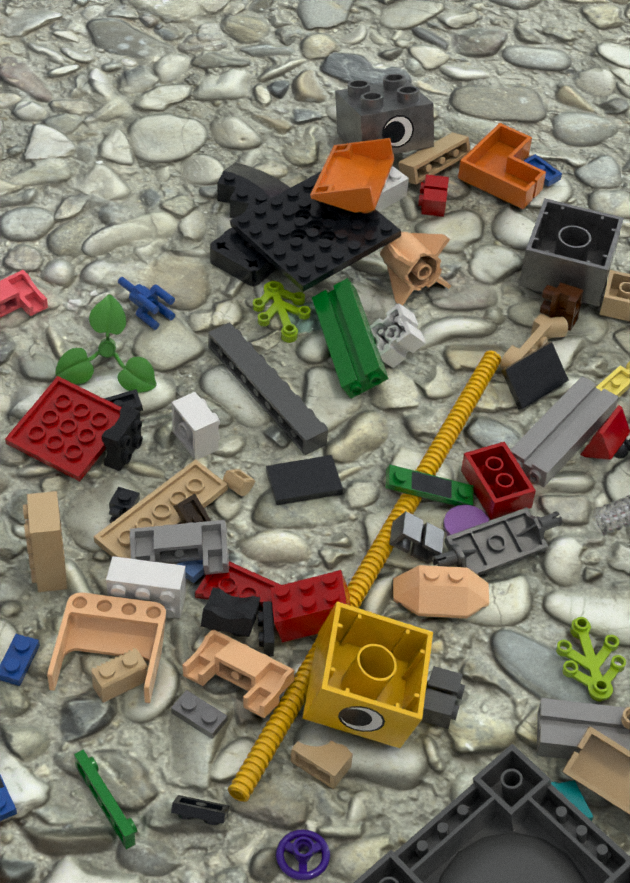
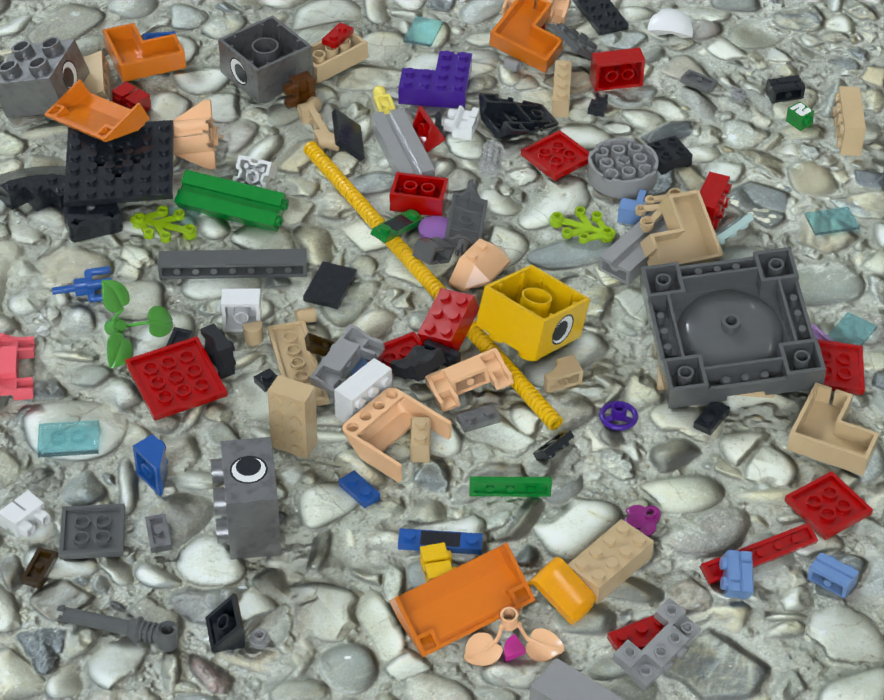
camera: 55 degrees left, 5 degrees down
(179, 454) = (253, 333): none -> tan brick

